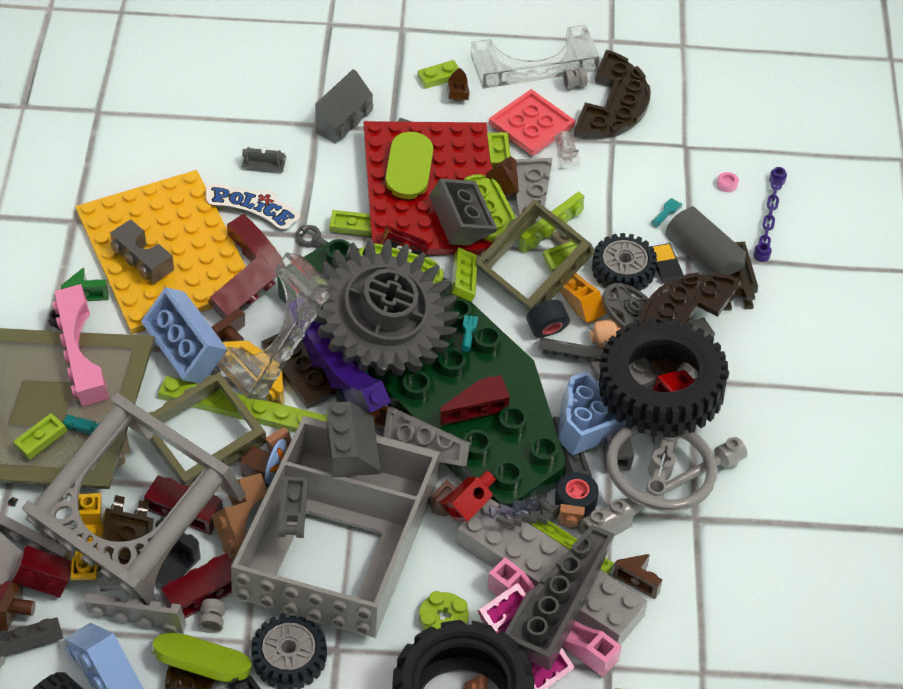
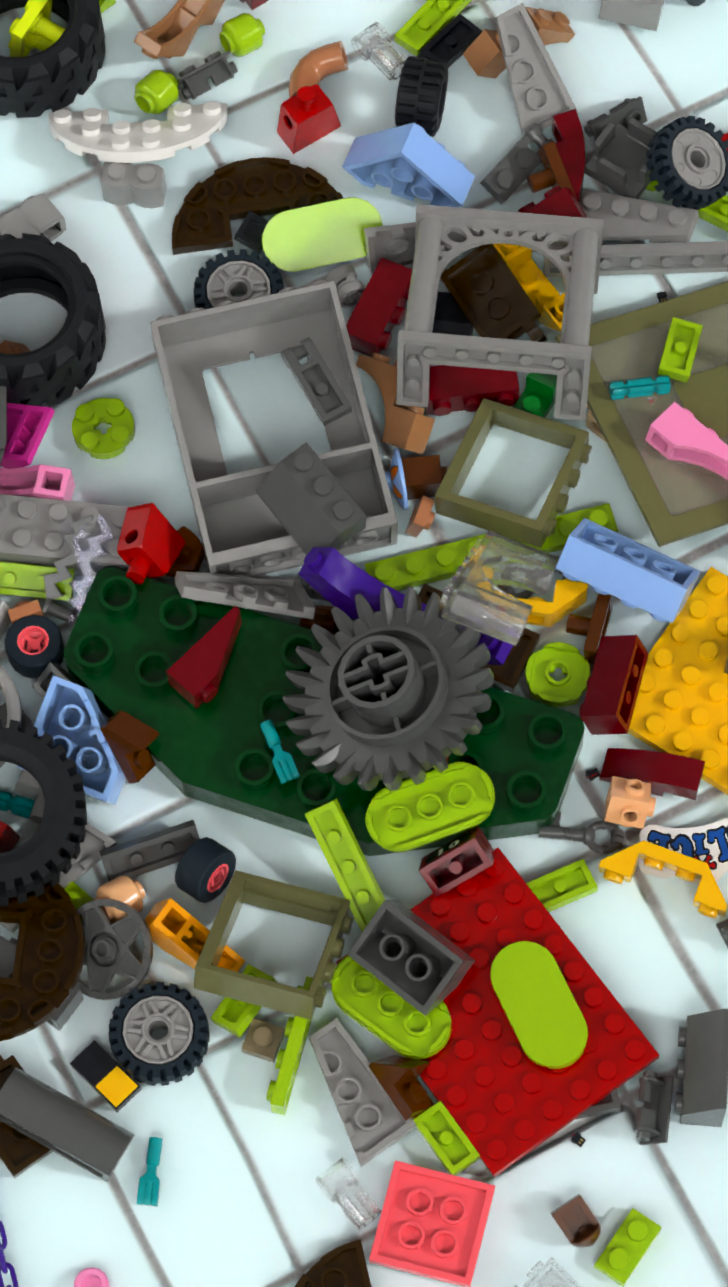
camera: 155 degrees right, 15 degrees up
(139, 479) = (538, 395): none -> green slope
(259, 311) = (544, 687): none -> lime plate
(283, 234) = (629, 802): none -> light nougat brick
(304, 213) = (623, 865): none -> yellow slope
(383, 109) = (654, 1116): none -> dark grey hinge
(551, 389) = (128, 742): none -> reddish brown slope

